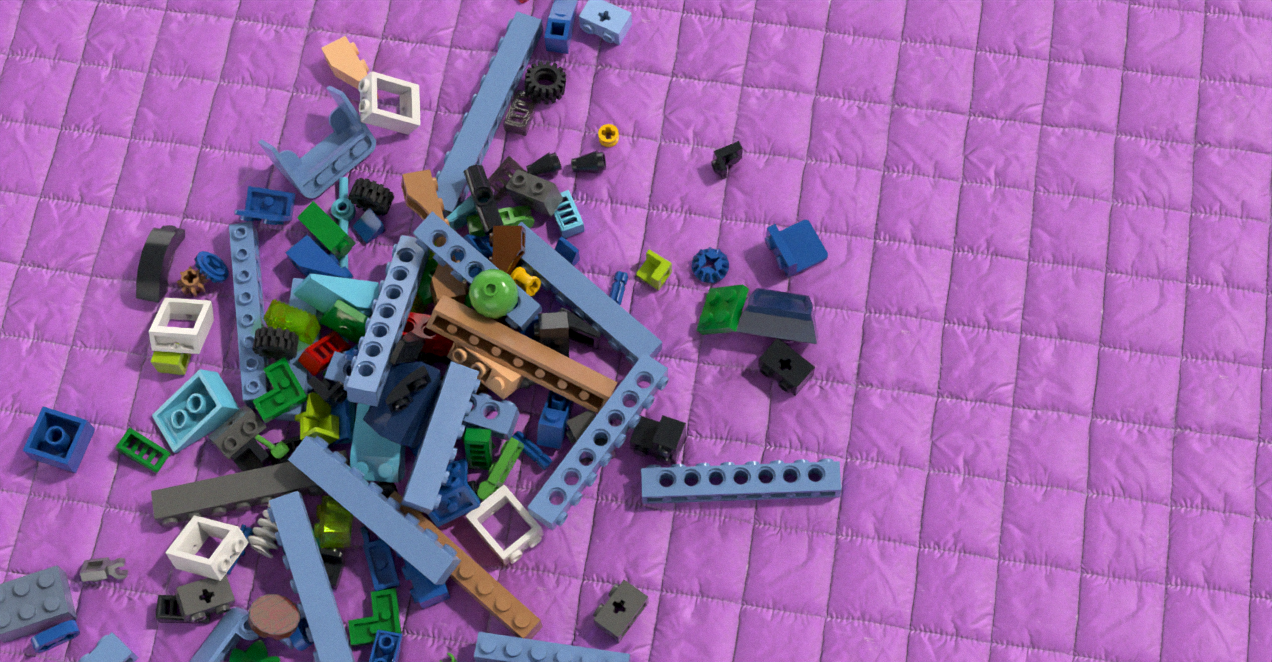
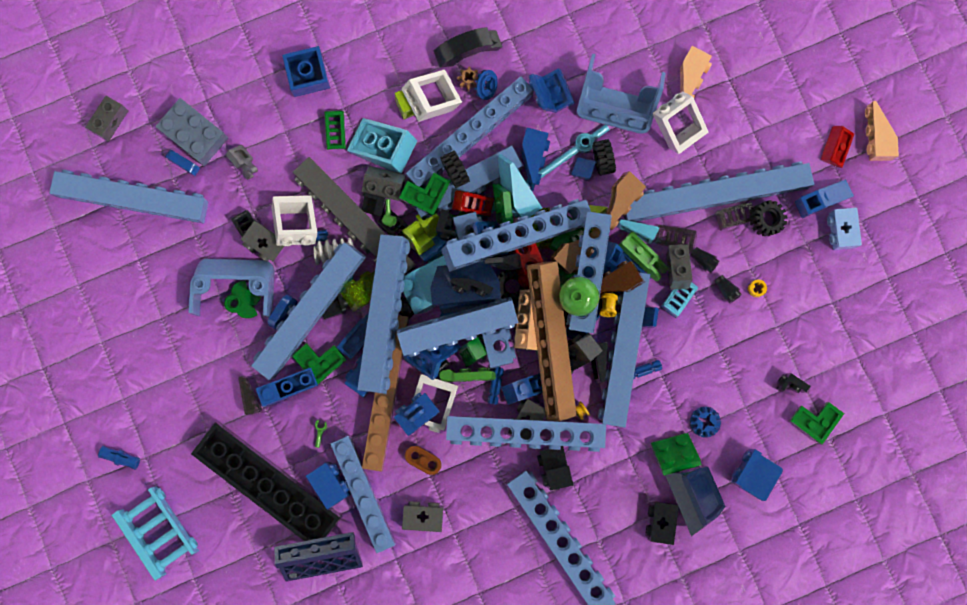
camera: 50 degrees right, 15 degrees up
(273, 616) = (273, 297): tile -> none
(293, 319) = (478, 168): clear neon green brick -> none
(326, 230) = (560, 143): green brick -> none
(480, 188) = (656, 229): black piece -> none
(504, 541) = (416, 414): none -> blue brick
(558, 572) = (423, 460): none -> dark orange plate
(616, 375) = (581, 410): none -> yellow bush
(655, 270) = (676, 385): lime panel -> none
(785, 161) = (817, 426): none -> green plate

